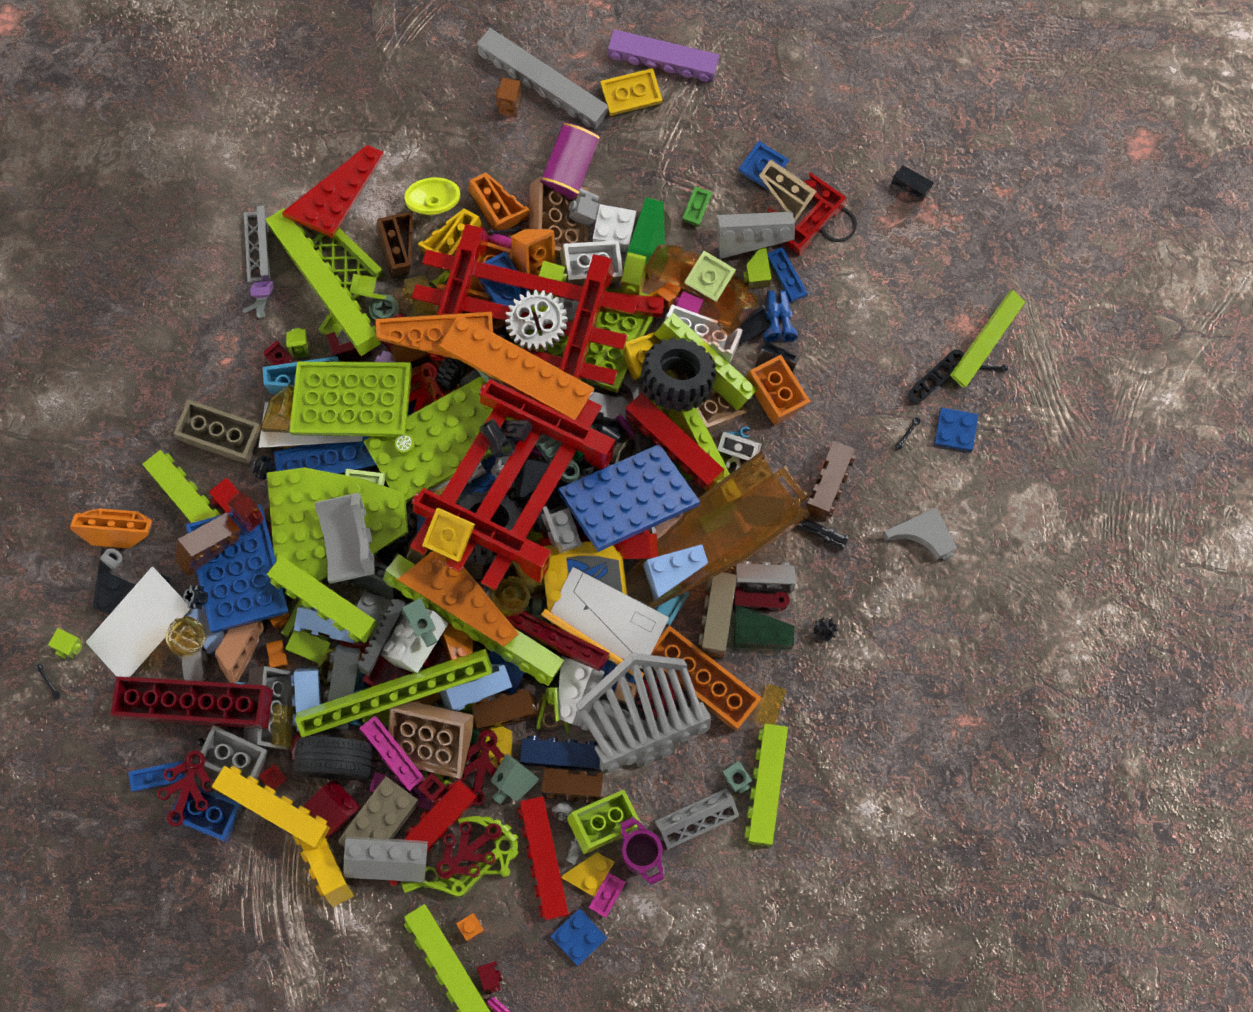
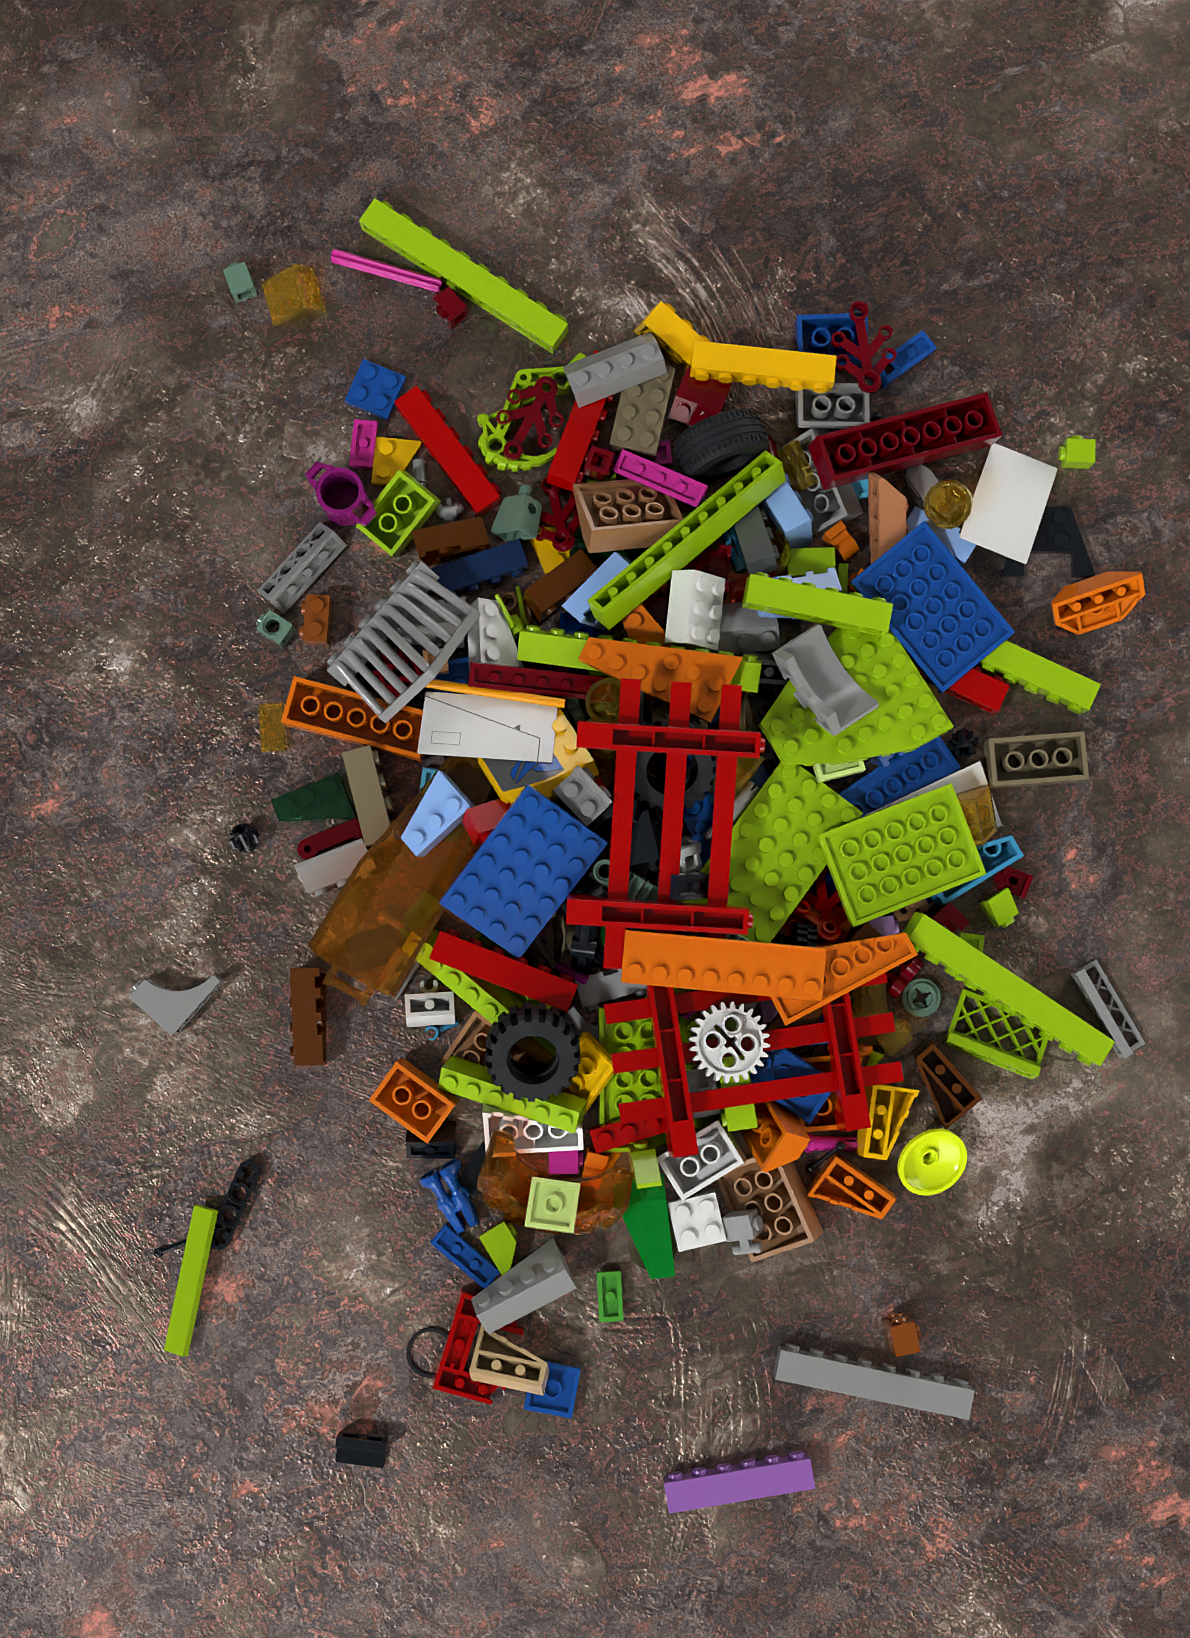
camera: 160 degrees right, 10 degrees up
(56, 695) = (1058, 398): black hinge -> none
(110, 562) = (1077, 559): light grey tile -> none
(195, 597) = (959, 548): black gear -> none
(206, 543) = (978, 615): reddish brown wedge -> none
(245, 511) = (954, 667): clear red brick -> none
(261, 291) = (1073, 946): piece -> none
(273, 777) = (779, 410): red plate -> none
(332, 199) = (1049, 1101): red wing -> none
(364, 286) = (954, 1003): lime panel -> none
(381, 636) = (731, 593): dark grey gear -> none
(404, 444) = (812, 825): lime tile -> none
(416, 614) = (699, 622): sand green torso -> none
(448, 534) = (702, 712): yellow plate -> none
(470, 927) = (493, 346): orange brick -> none
(497, 440) = (704, 863): black piece -> none
(570, 159) = (789, 1284): magenta slope -> none
(631, 92) = (756, 1414): yellow plate -> none
(701, 769) = (317, 620): none -> dark orange brick
(767, 786) = (239, 636): lime brick -> none
(830, 535) = (284, 951): black pin -> none
(916, 421) = (238, 1138): black hinge -> none
(956, 429) = (186, 1148): blue plate -> none

